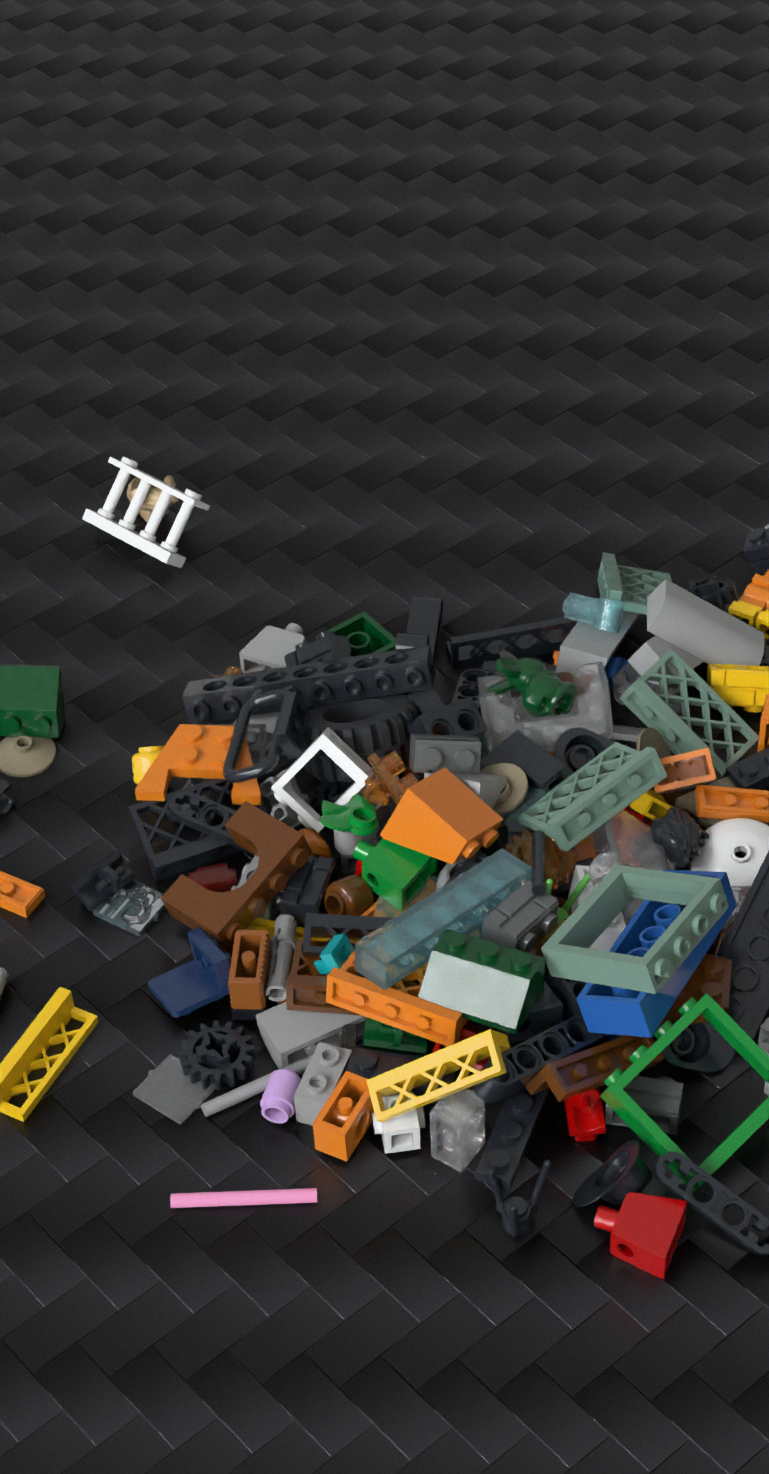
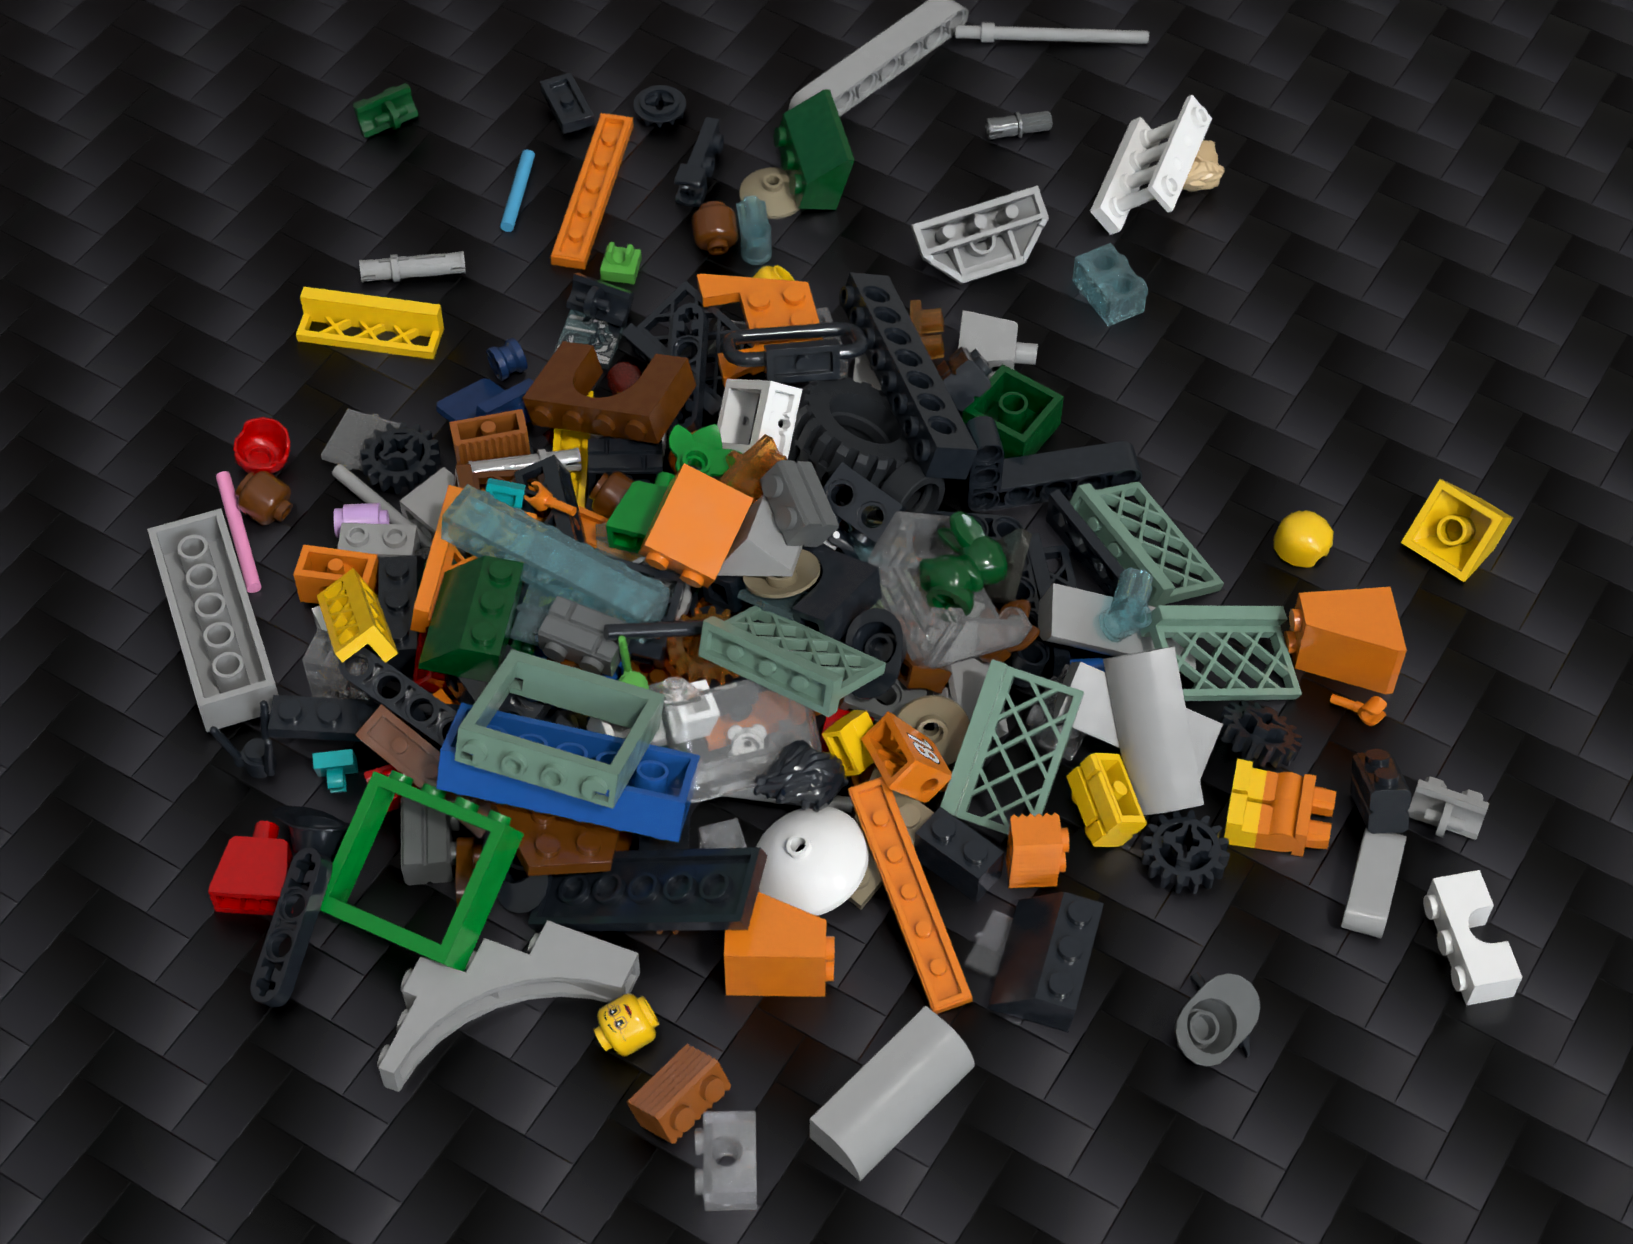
camera: 70 degrees right, 10 degrees up
(39, 588) = (1018, 124): none -> dark grey axle
(56, 791) = (715, 227): none -> reddish brown head
(57, 866) = (620, 264): none -> bright green tile
(79, 766) = (754, 230): none -> clear light blue piece
(137, 960) = (506, 359): none -> dark blue wheel
(157, 625) = (983, 236): none -> light grey wedge
(161, 1154) = (262, 445): none -> red hair
(221, 1164) = (264, 497): none -> reddish brown head
(243, 573) = (1110, 284): none -> clear light blue brick
(355, 1217) = (213, 619): none -> light grey brick
(356, 924) = (545, 500): none -> orange hand
(506, 612) = (1134, 552): none -> sand green fence
(532, 537) = (1303, 538): none -> yellow hair
(549, 1149) = (335, 766): none -> teal tile
(563, 458) = (1456, 530): none -> yellow slope
(646, 524) = (1348, 637): none -> orange slope
(695, 545) = (1370, 712): none -> orange hand
(699, 1083) = (466, 859): none -> reddish brown plate

